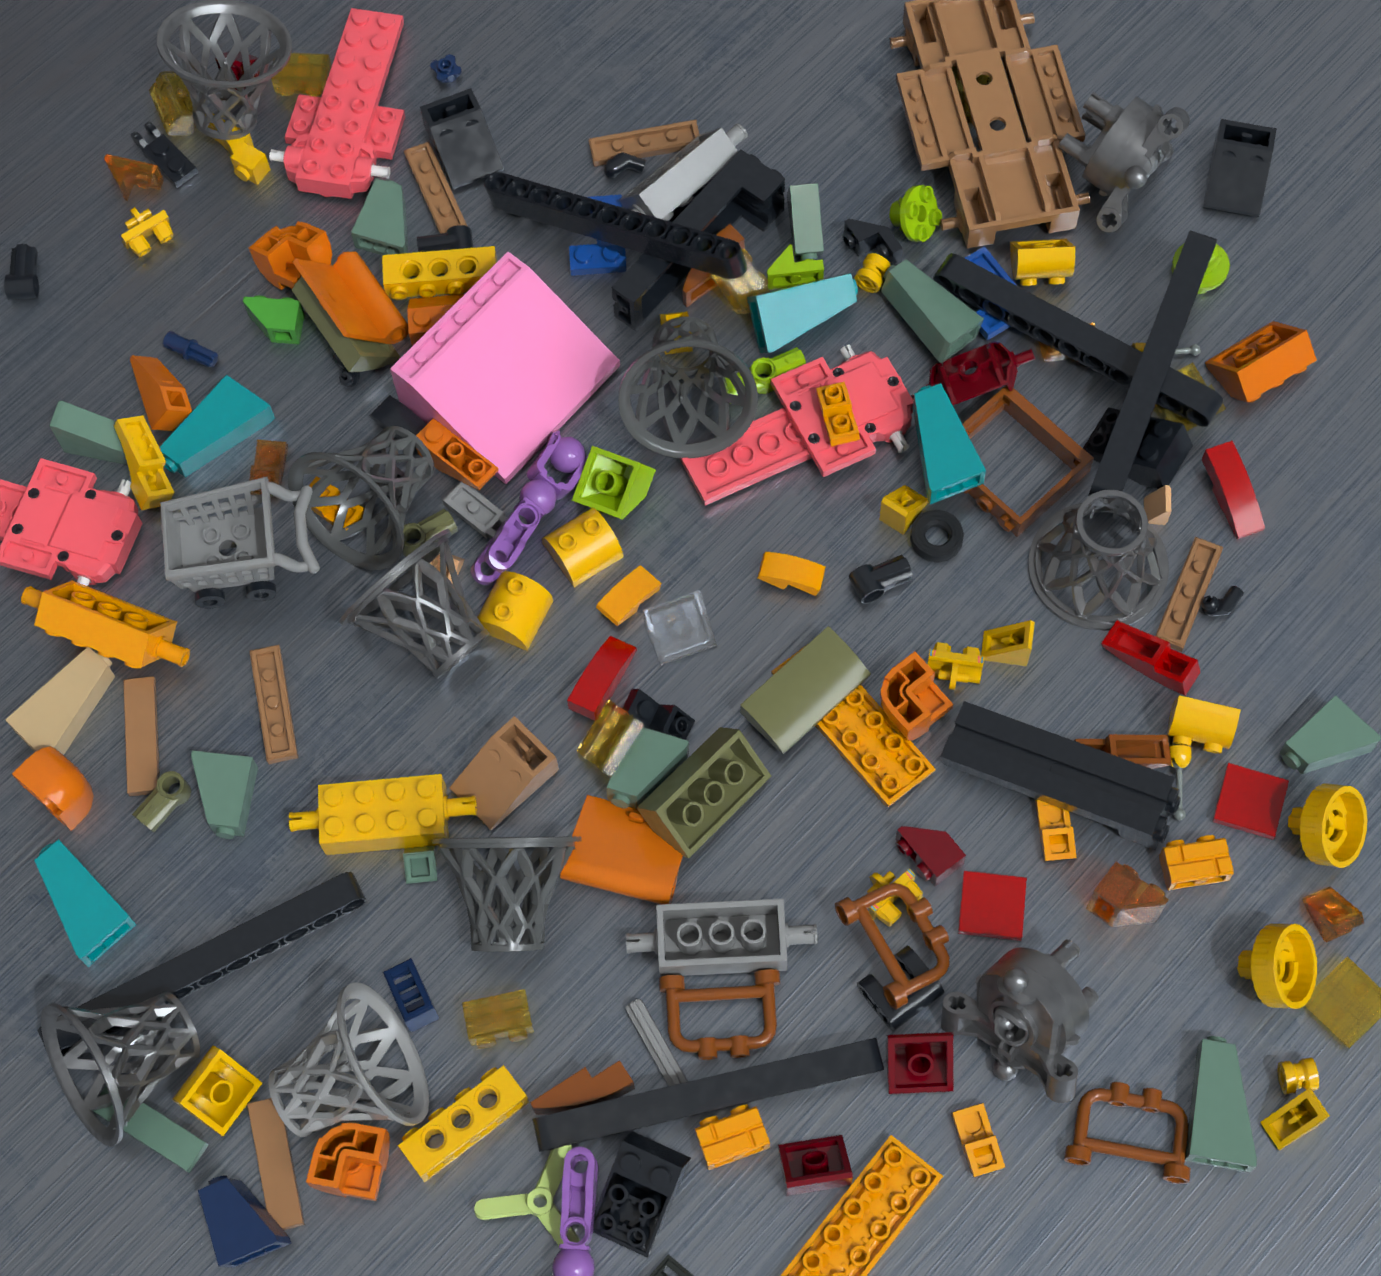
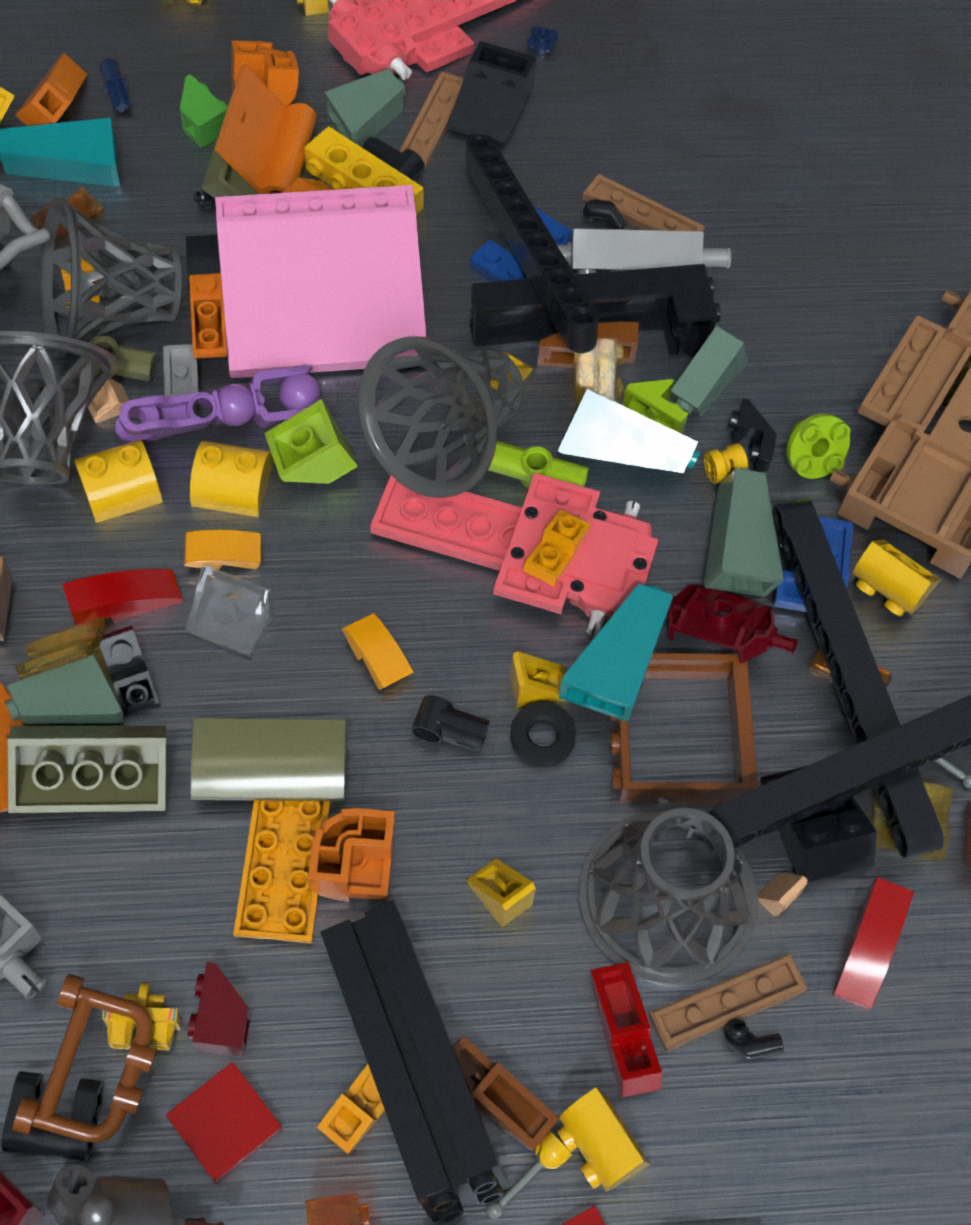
camera: 35 degrees right, 5 degrees down
(956, 666) = (428, 865): yellow hips -> none

